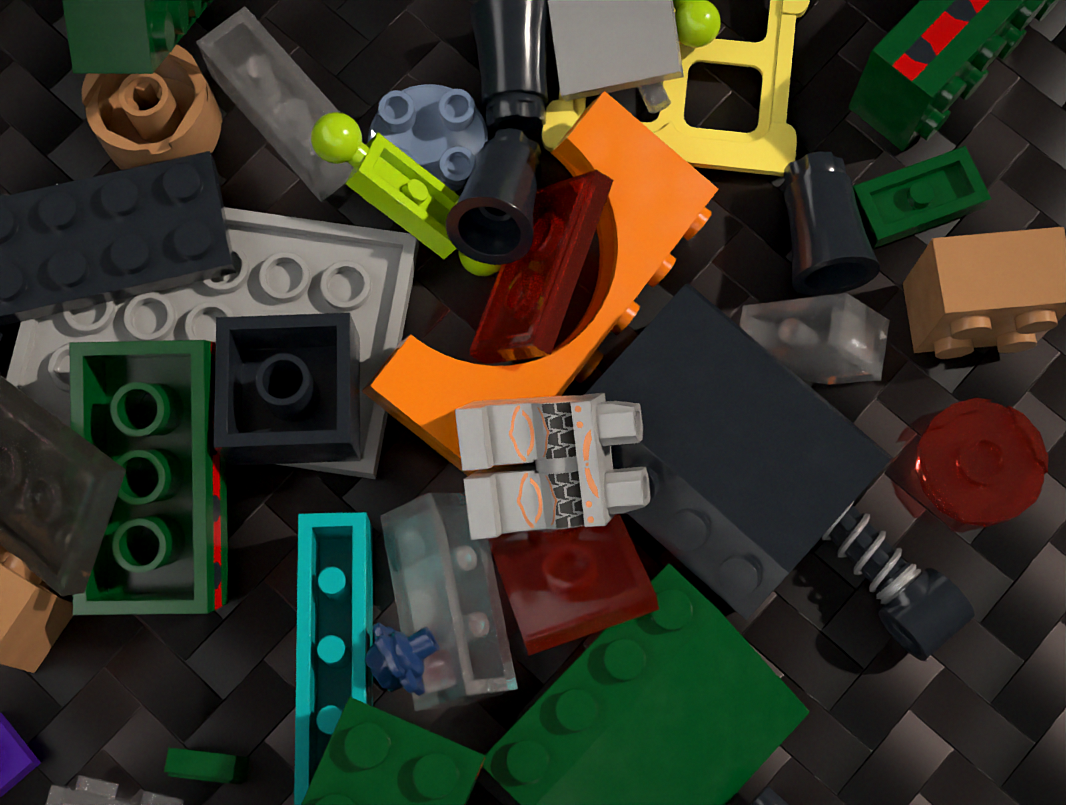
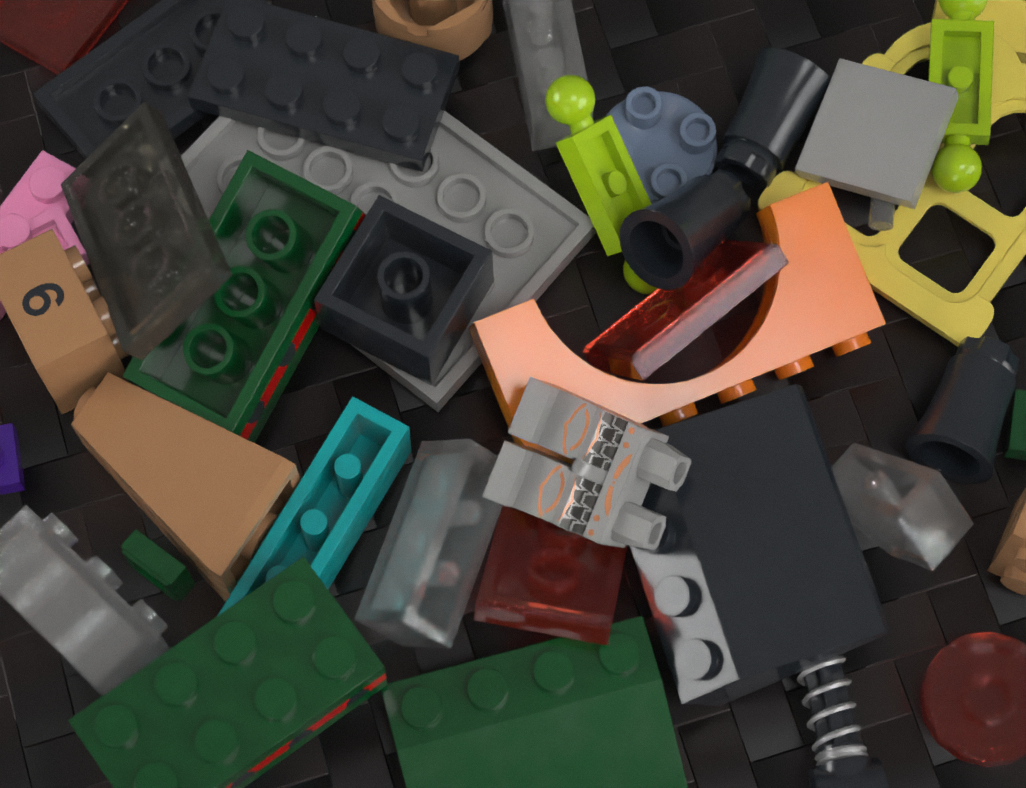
camera: 30 degrees right, 5 degrees down
(195, 670) = (189, 476): none -> medium nougat slope
(399, 658) = (364, 562): dark blue plant -> none

